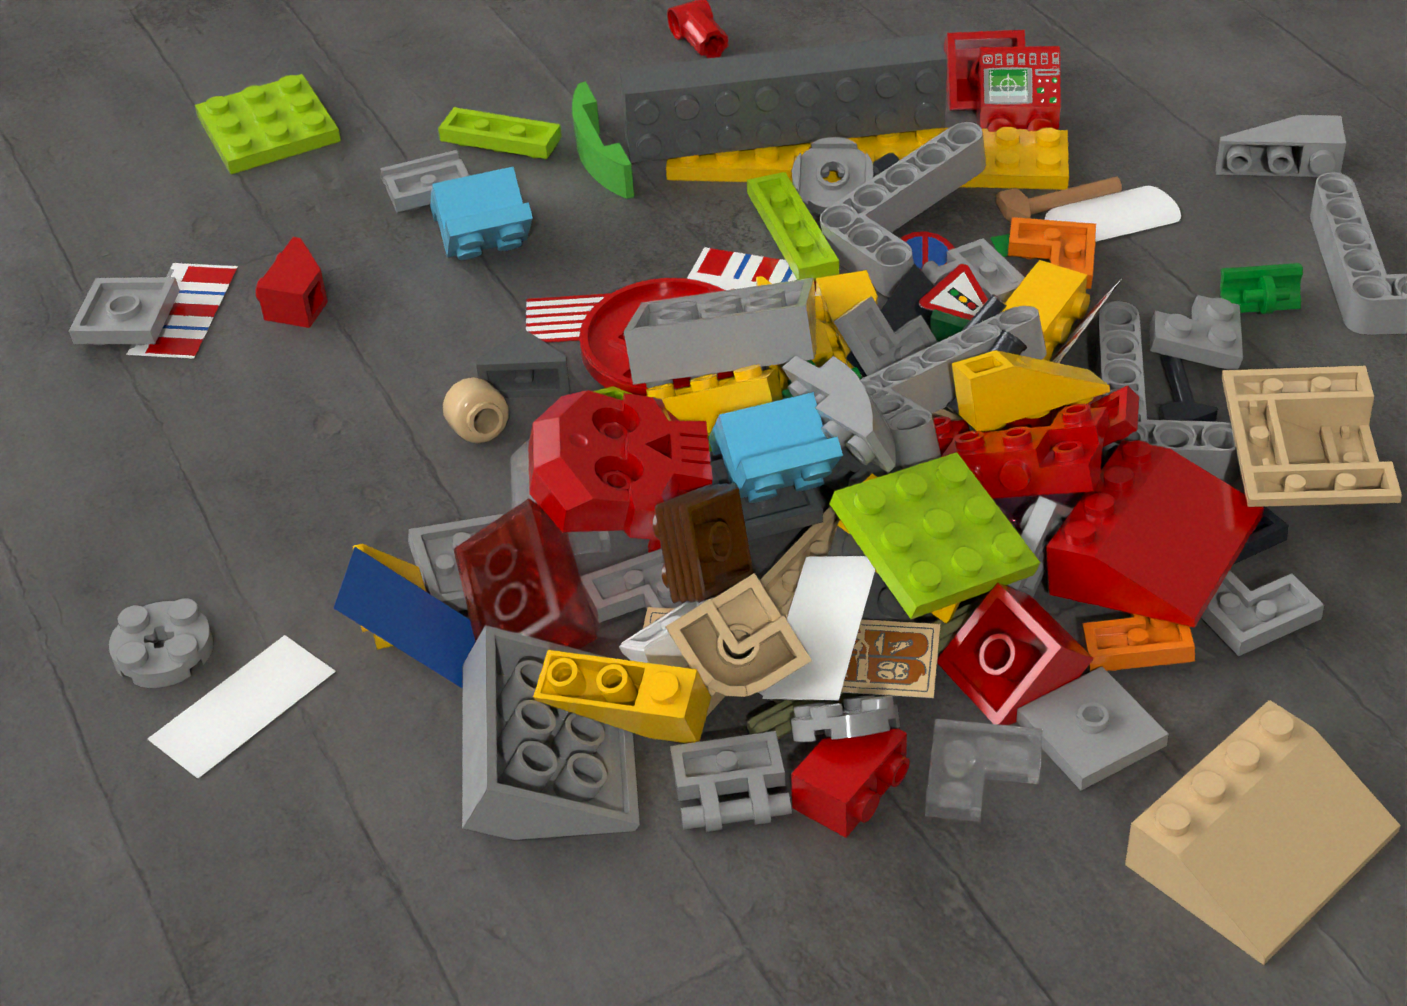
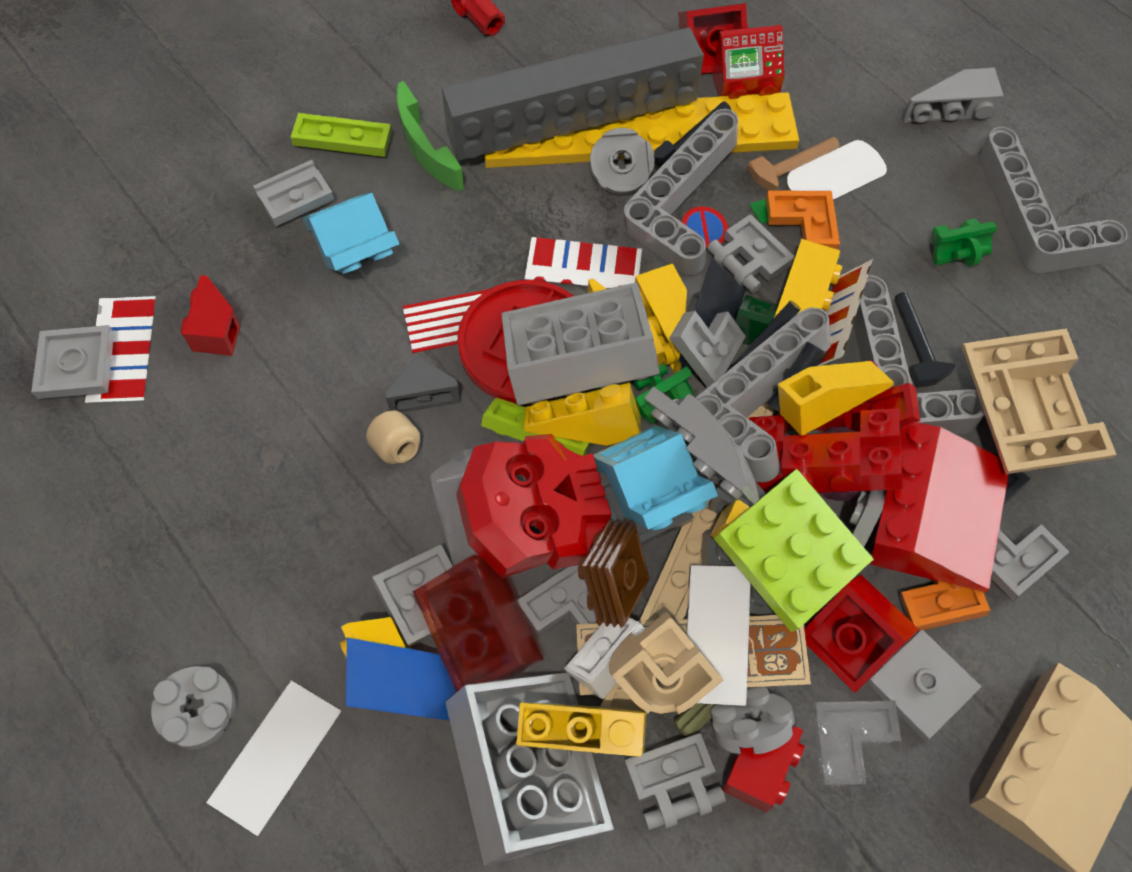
camera: 15 degrees left, 20 degrees up
(267, 123) = (142, 139): lime plate -> none
(792, 227) = (599, 215): lime plate -> none
(956, 294) = (748, 281): sticker -> none
(1208, 338) = (933, 295): light grey plate -> none

